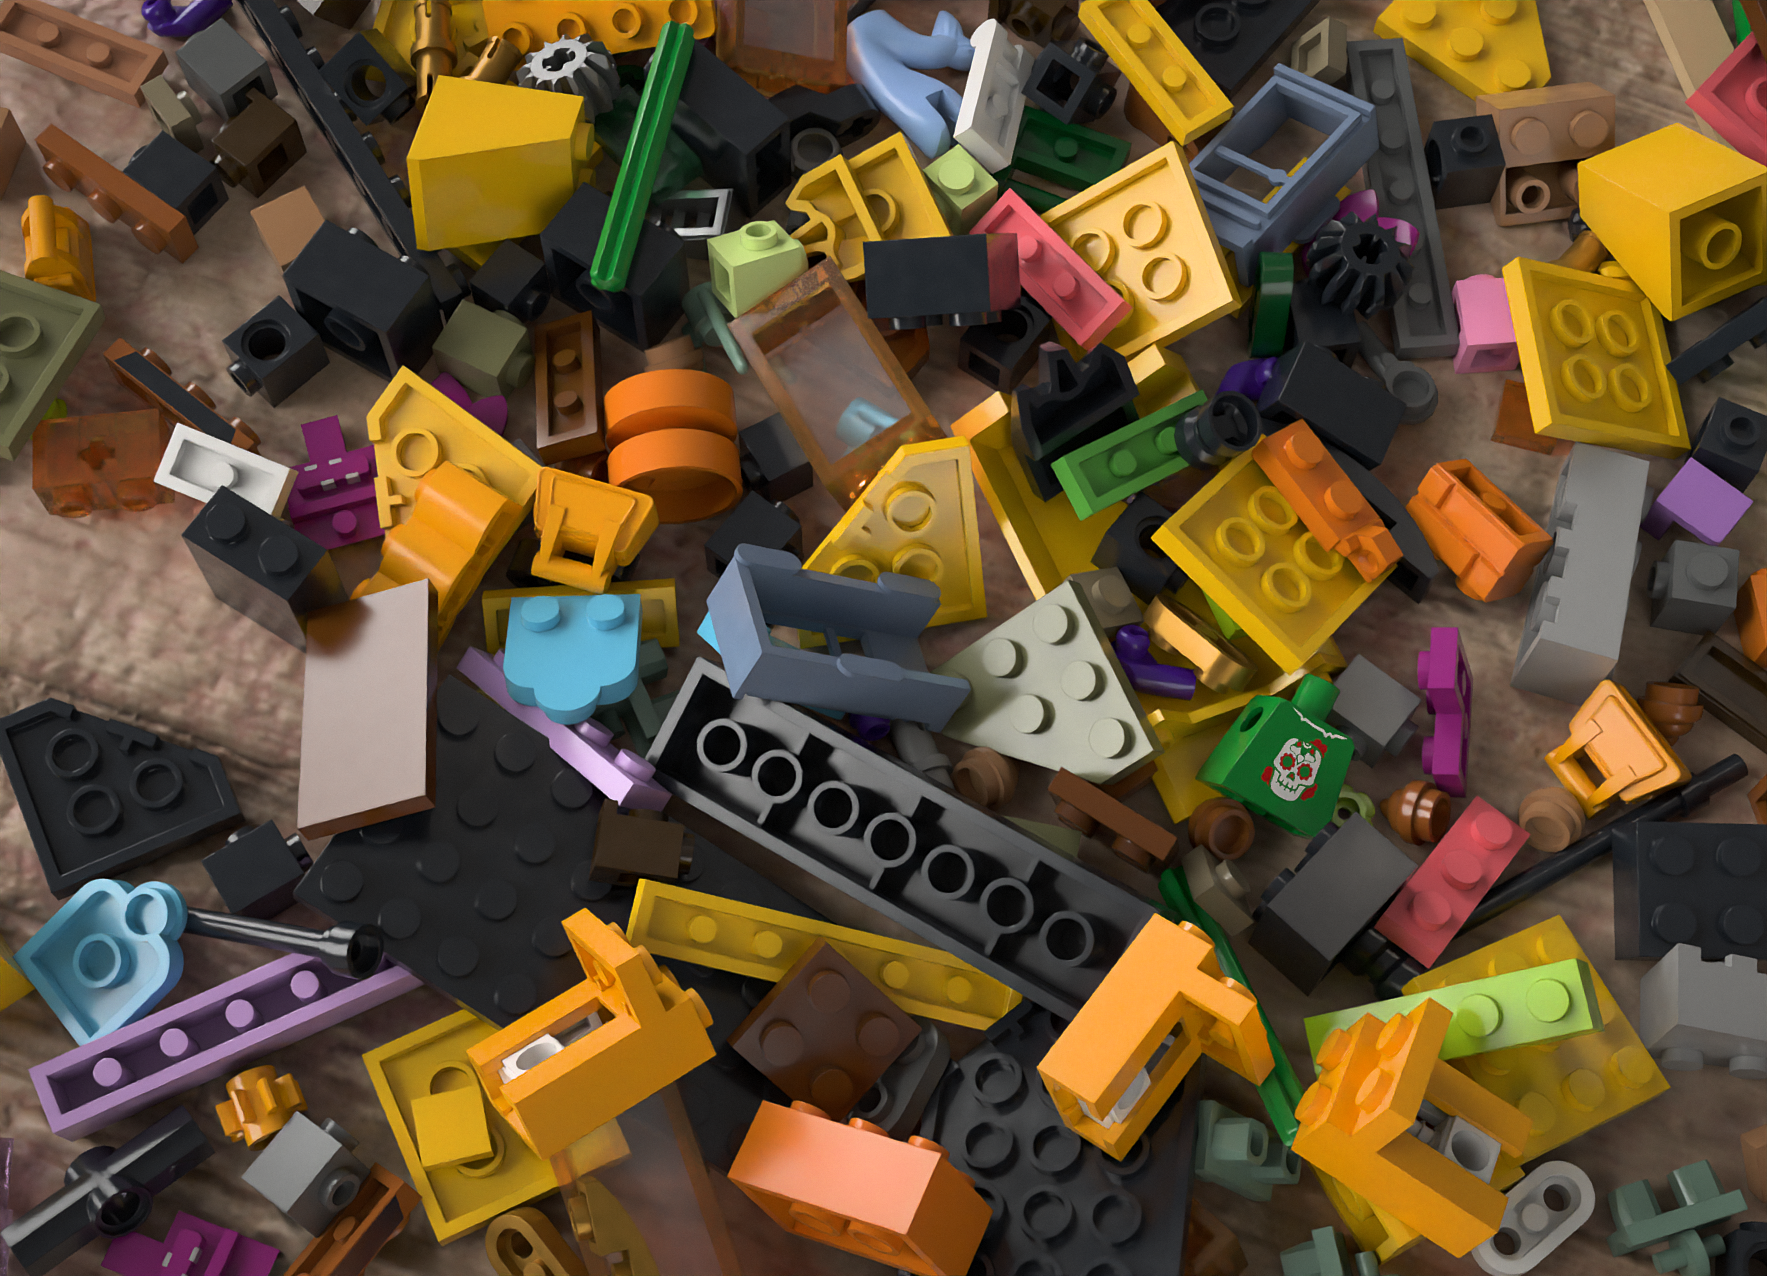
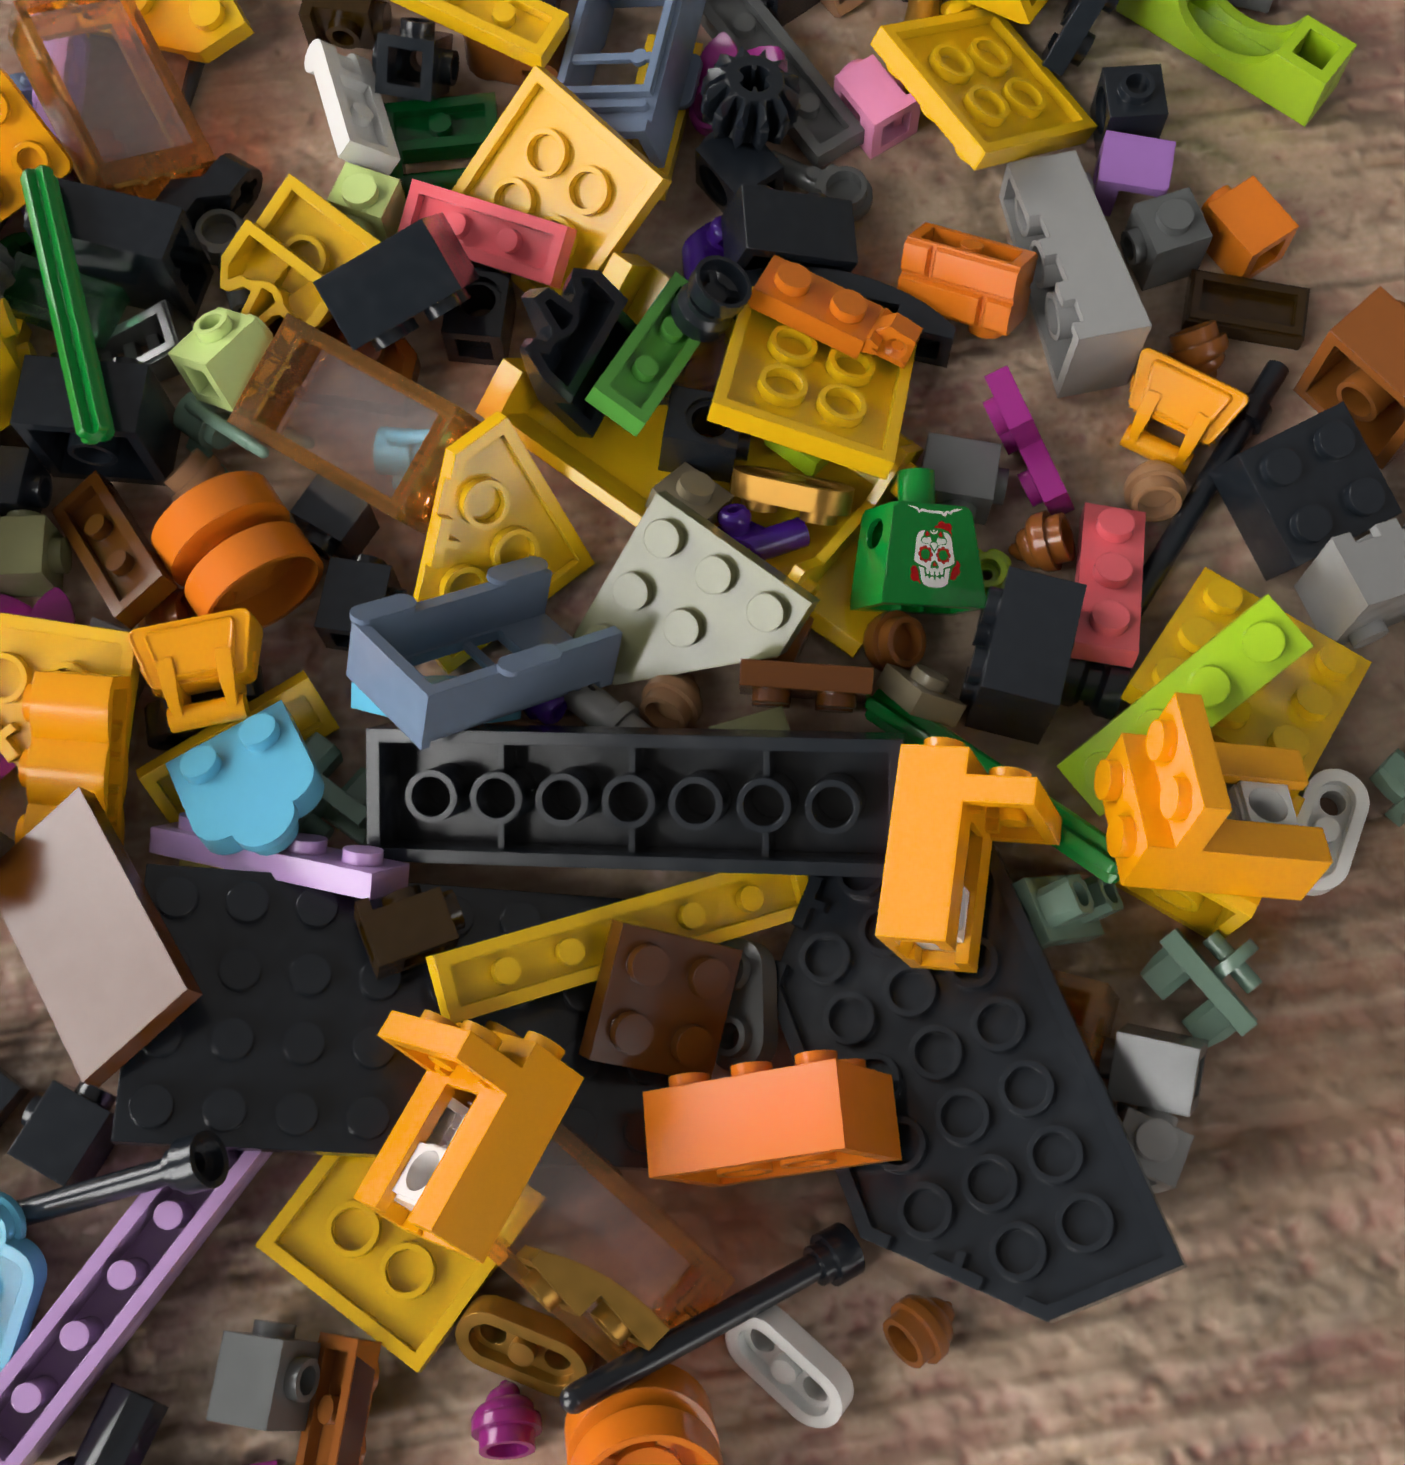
camera: 25 degrees left, 5 degrees up
(259, 1105) = (186, 1343): light orange gear -> none
(452, 1128) = (374, 1266): yellow tile -> none
(881, 60) = (239, 122): light blue piece -> none
(1269, 304) = (690, 172): dark green beam -> none
(1514, 421) = (945, 171): clear orange tile -> none

